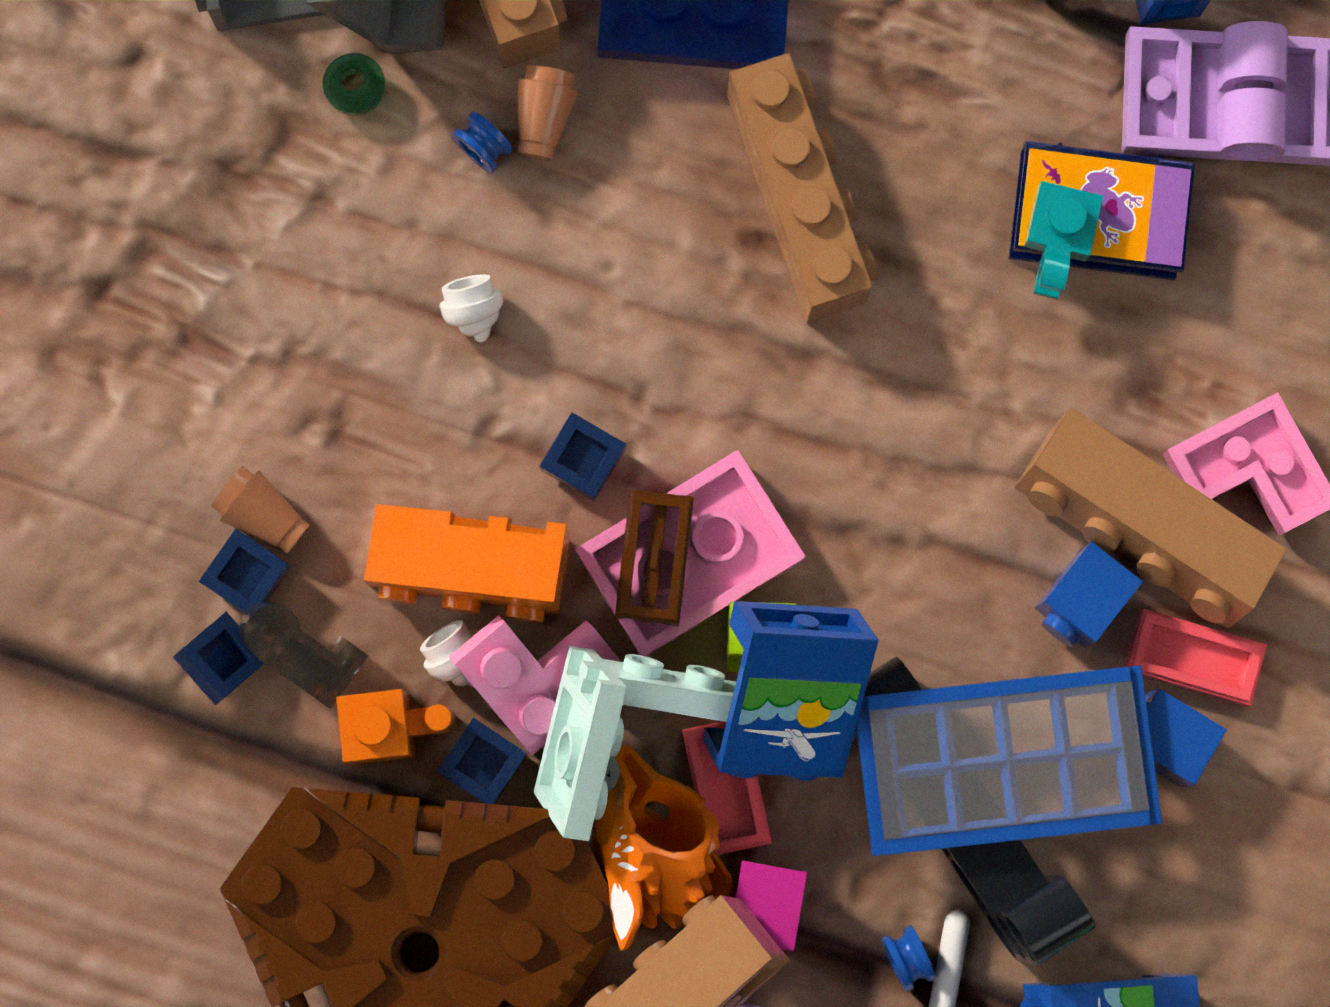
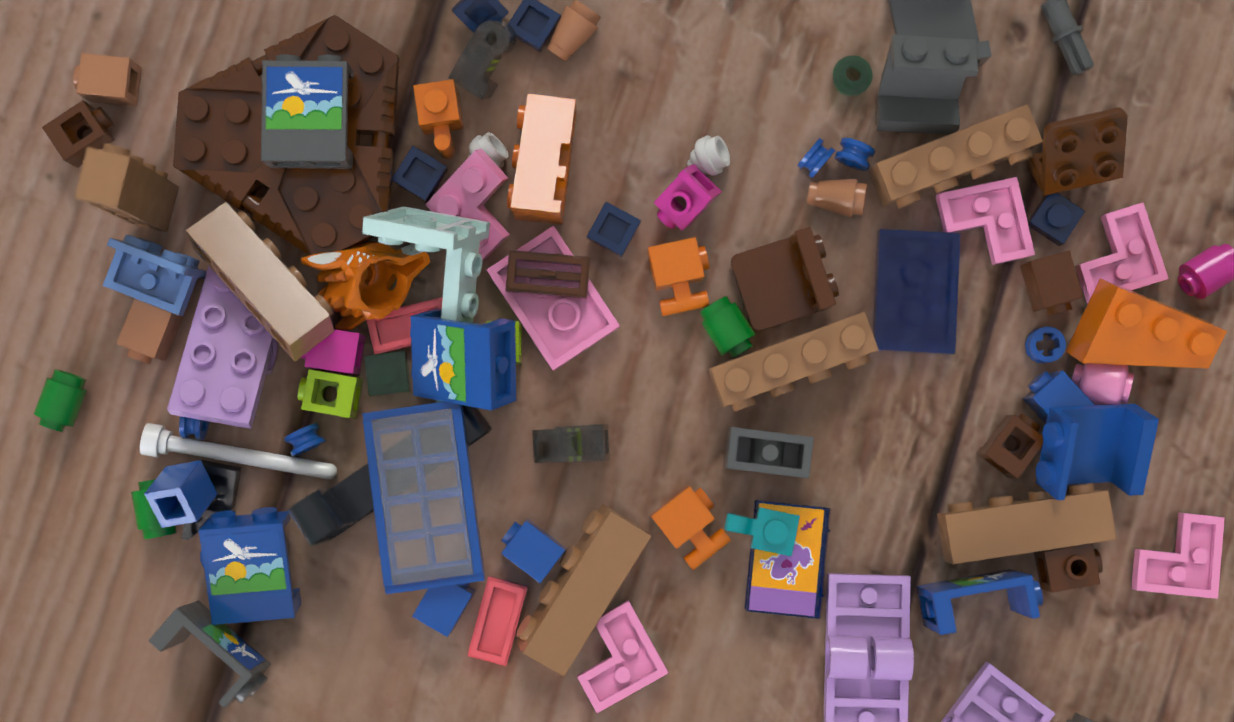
camera: 90 degrees right, 5 degrees up
(385, 929) = (305, 113): none -> panel
(478, 83) = (854, 154): none -> blue bush
(523, 327) = (695, 189): none -> dark pink brick
(647, 360) = (676, 267): none -> orange brick
(671, 195) = (784, 280): none -> reddish brown bracket
(743, 285) = (727, 327): none -> green brick
(802, 824) = (387, 373): none -> clear green plate
(856, 898) = (312, 391): none -> lime brick
(922, 533) = (571, 444): none -> clear smoke leg
(942, 227) = (768, 452): none -> dark grey brick
(1040, 360) = (684, 519): none -> orange brick

